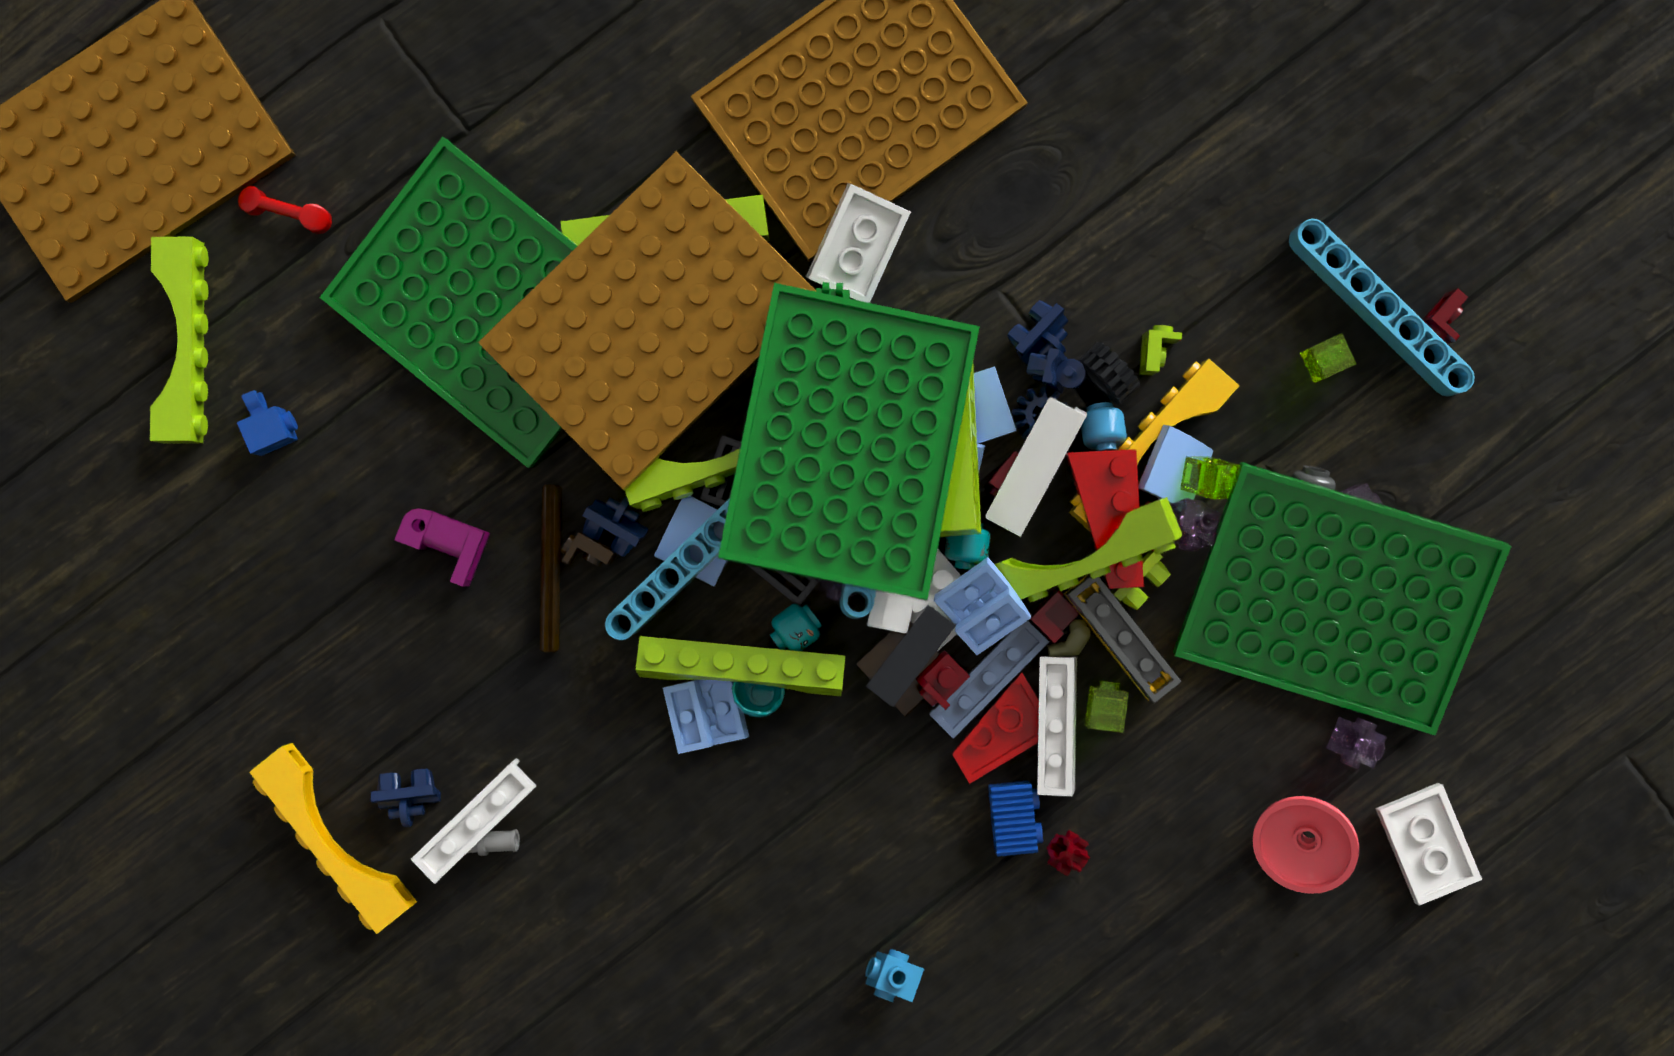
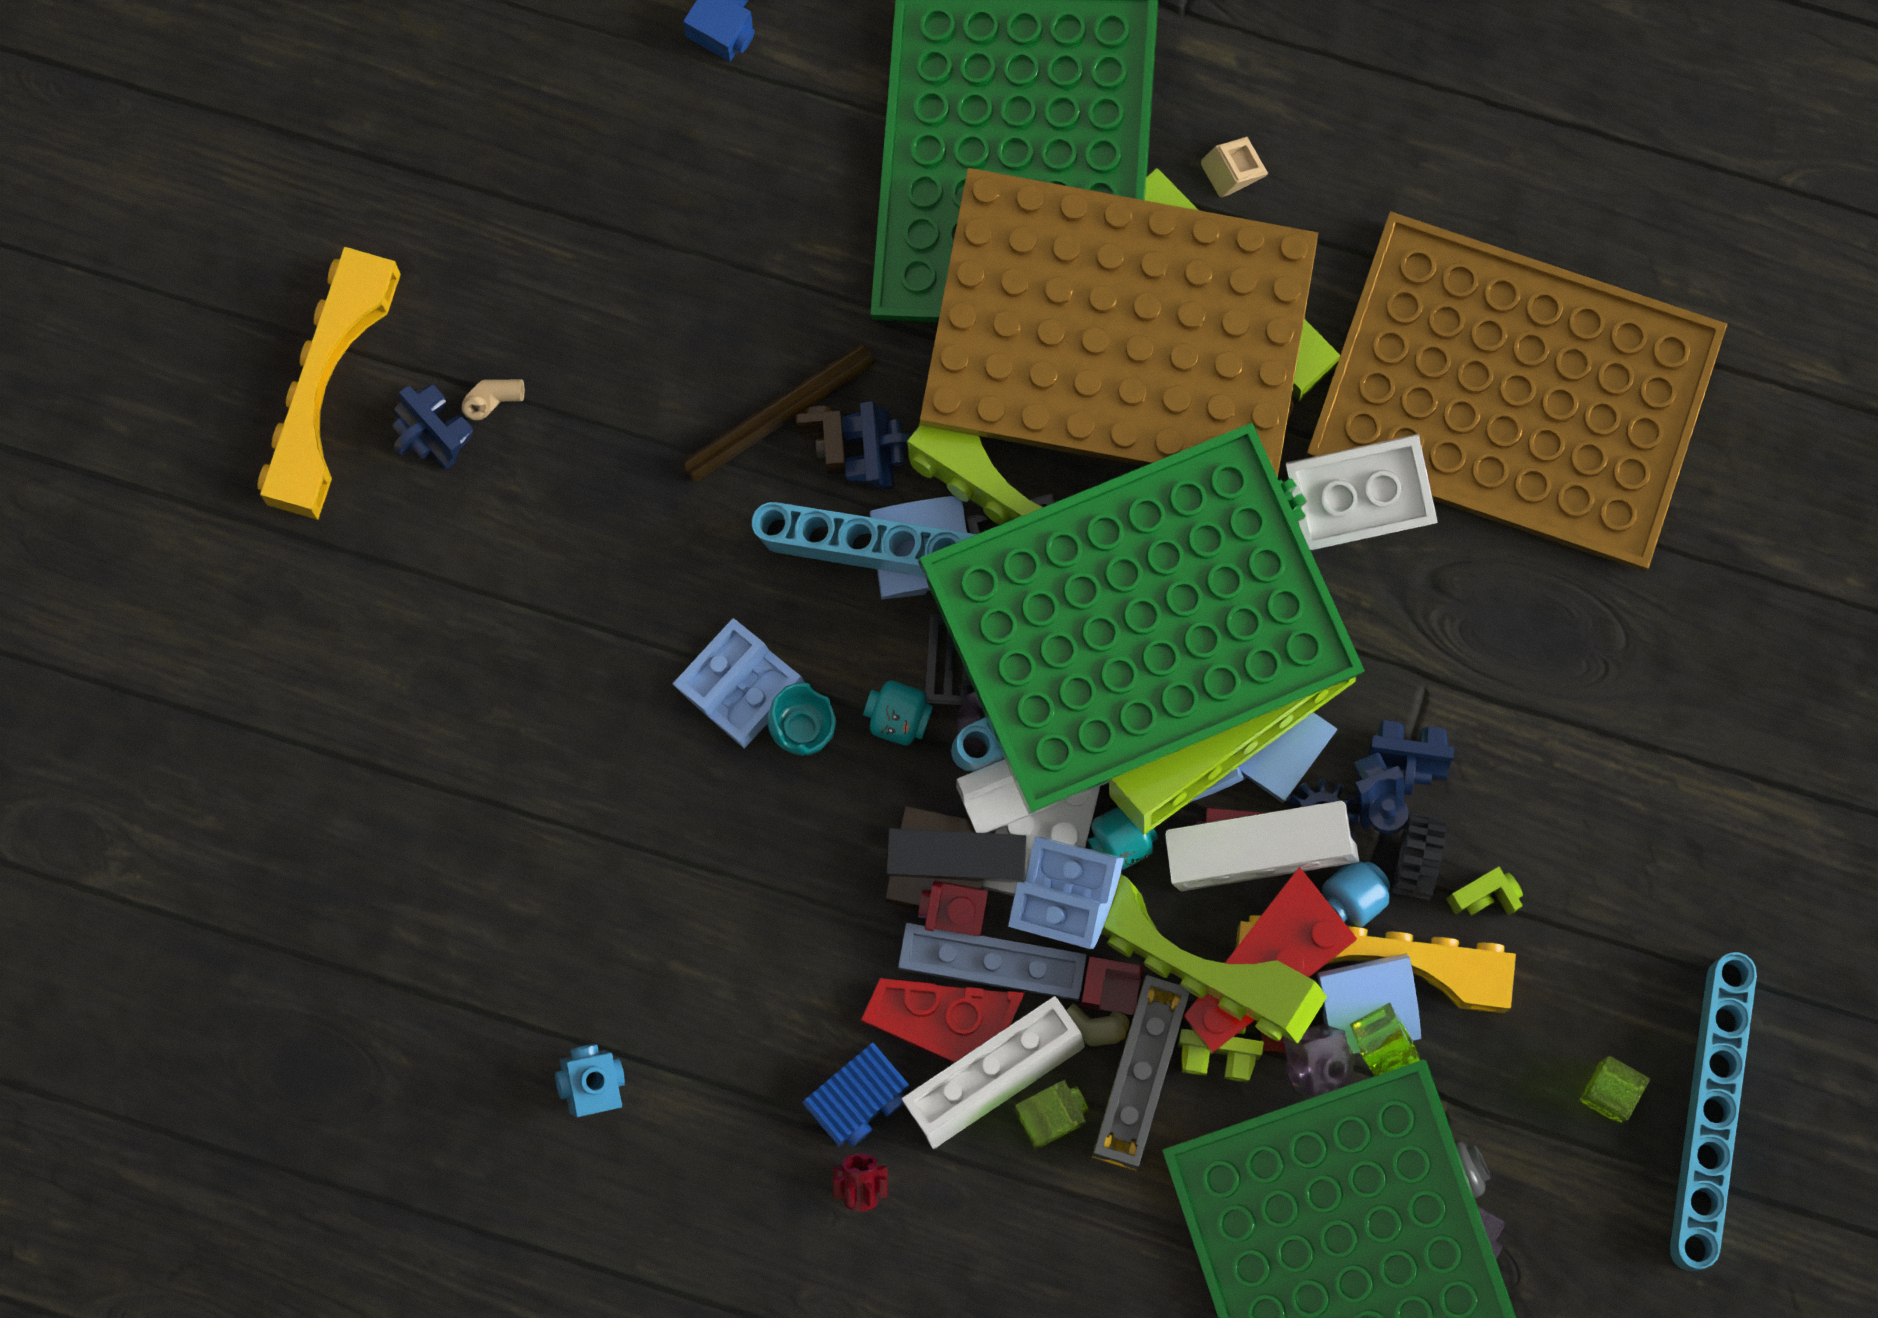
camera: 55 degrees right, 10 degrees down
(411, 742) = (489, 394): none -> tan arm
(447, 537) = (737, 282): magenta piece -> none
(473, 822) = (451, 513): white panel -> none
(497, 842) = (433, 542): light grey pin -> none
(591, 172) = (1233, 166): none -> tan slope
(724, 662) = (851, 738): lime arch -> none
(1444, 313) = (1766, 1189): dark red bracket -> none

